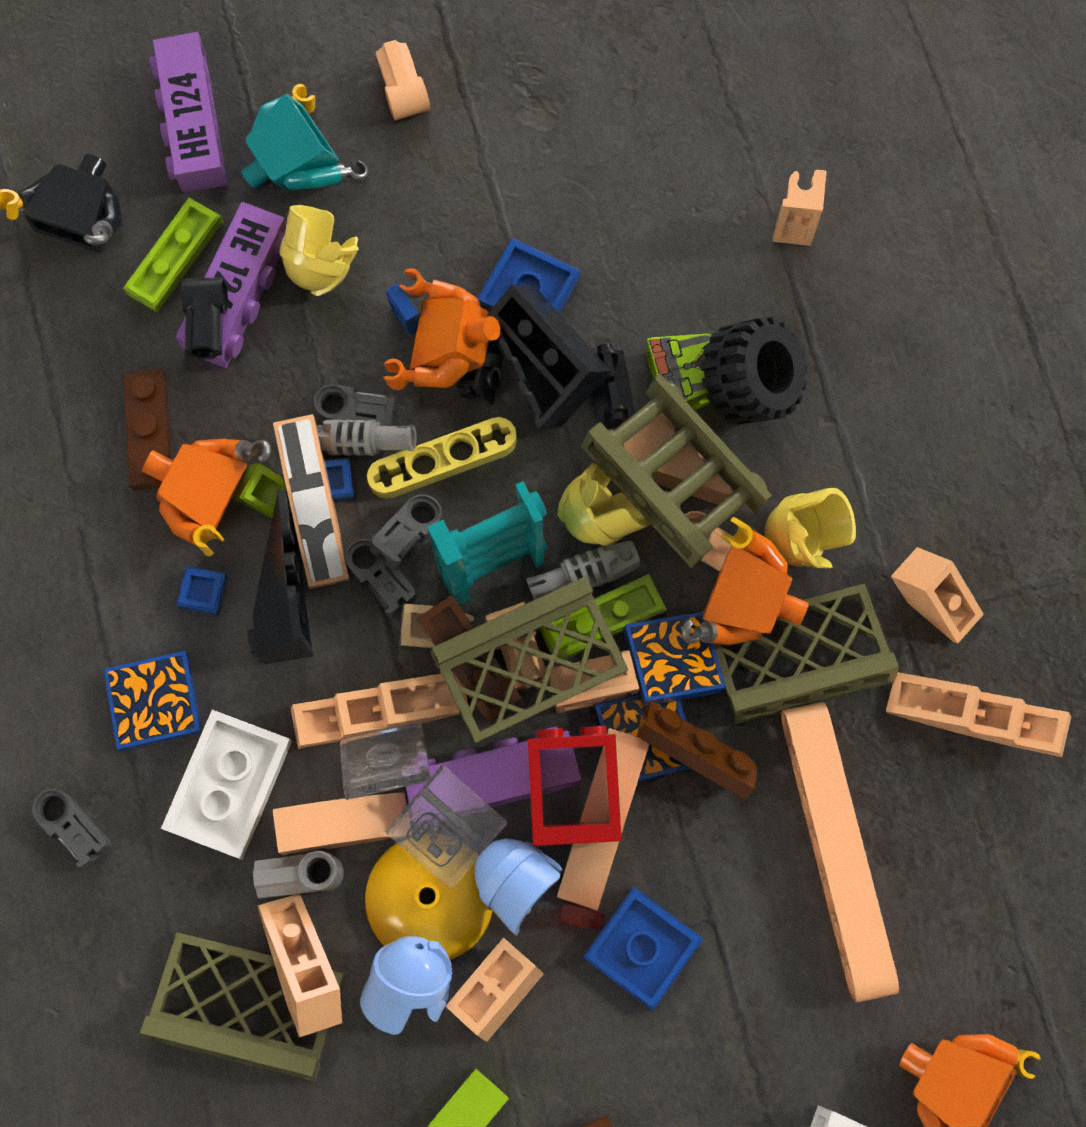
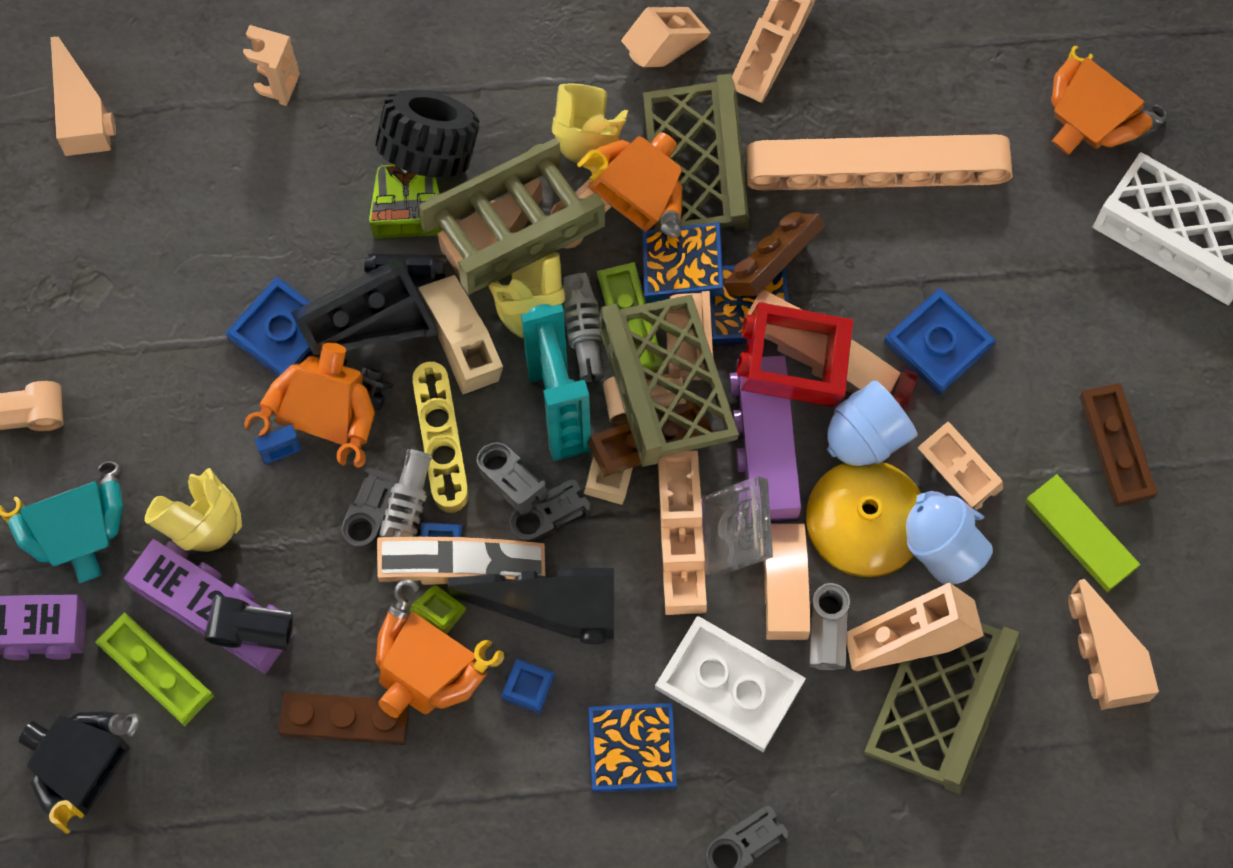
camera: 80 degrees left, 5 degrees down
(446, 827) = (811, 474): clear tile -> none
(544, 451) = (462, 334): none -> tan slope
(717, 52) = (79, 112): none -> light nougat slope

